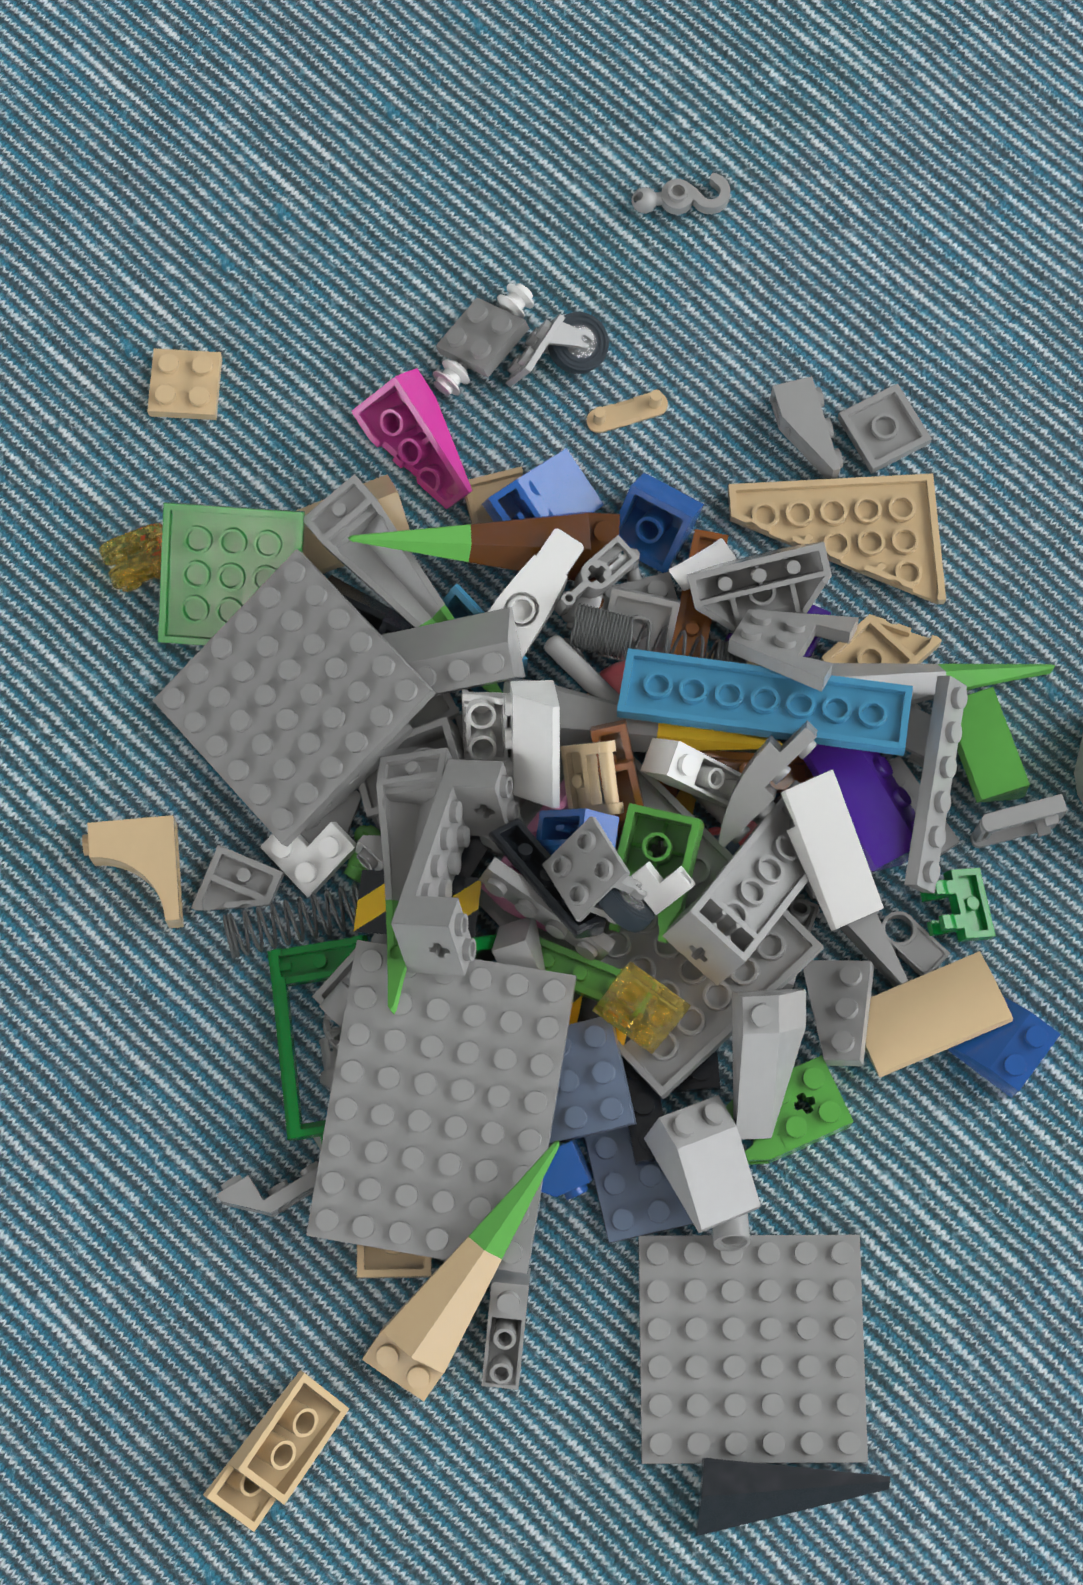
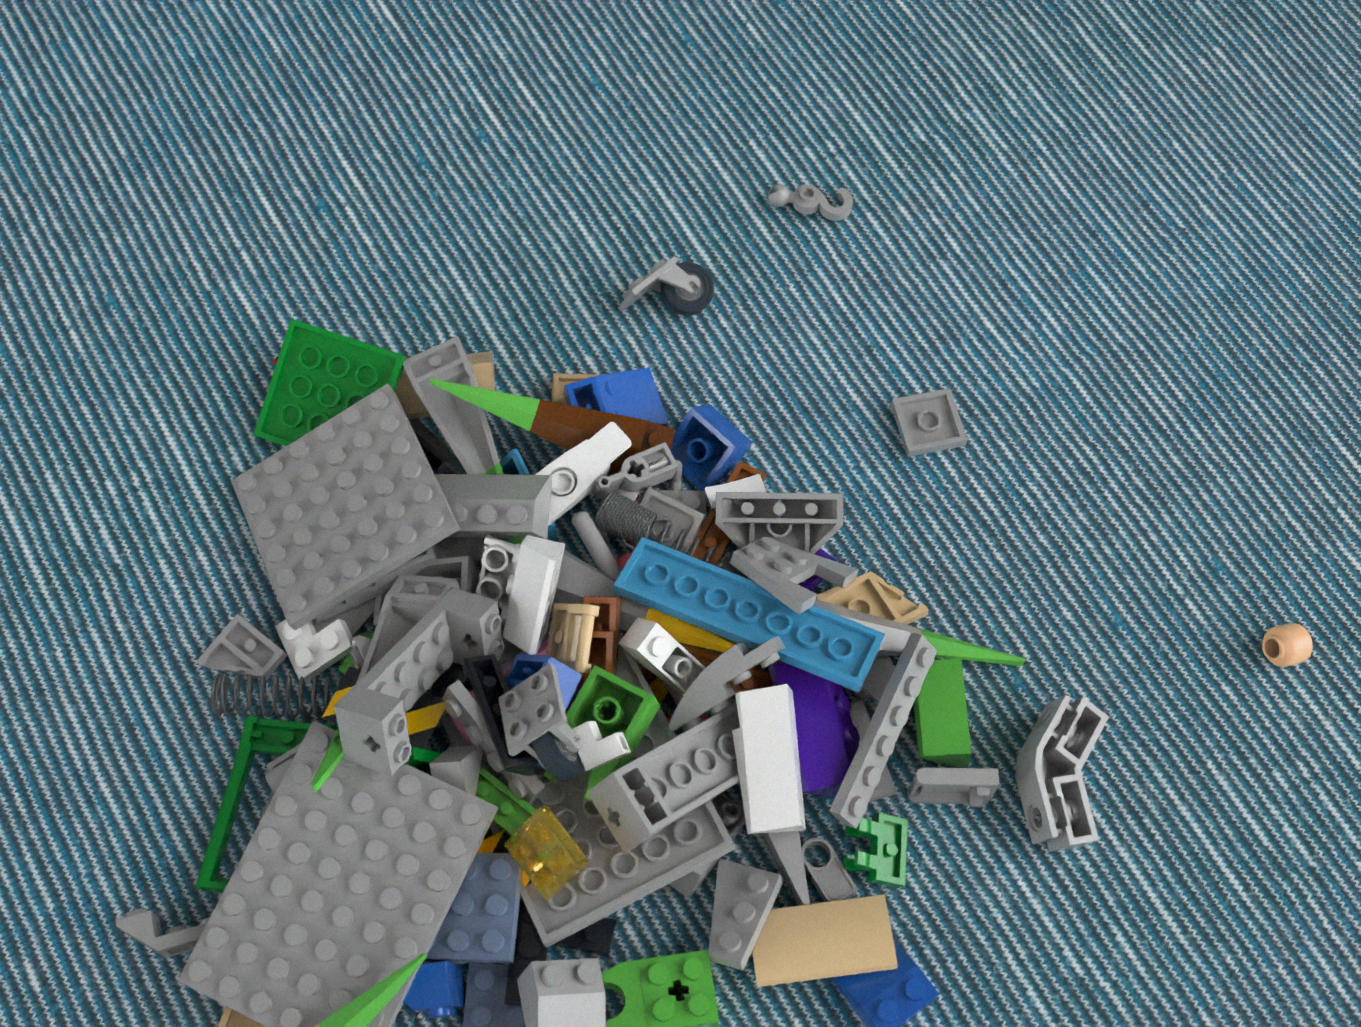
camera: 15 degrees right, 10 degrees down
(135, 557) = (255, 362): clear yellow brick -> none
(145, 848) = (178, 601): tan arch -> none
(184, 384) = (354, 242): tan plate -> none
(411, 428) = (526, 320): dark pink wedge -> none
(482, 338) = (608, 266): light grey plate -> none
(627, 412) = (713, 355): tan piece -> none
(764, 1047) = (652, 927): light grey wedge -> none
(802, 421) = (859, 401): light grey slope -> none
(867, 524) = (889, 496): tan wing -> none

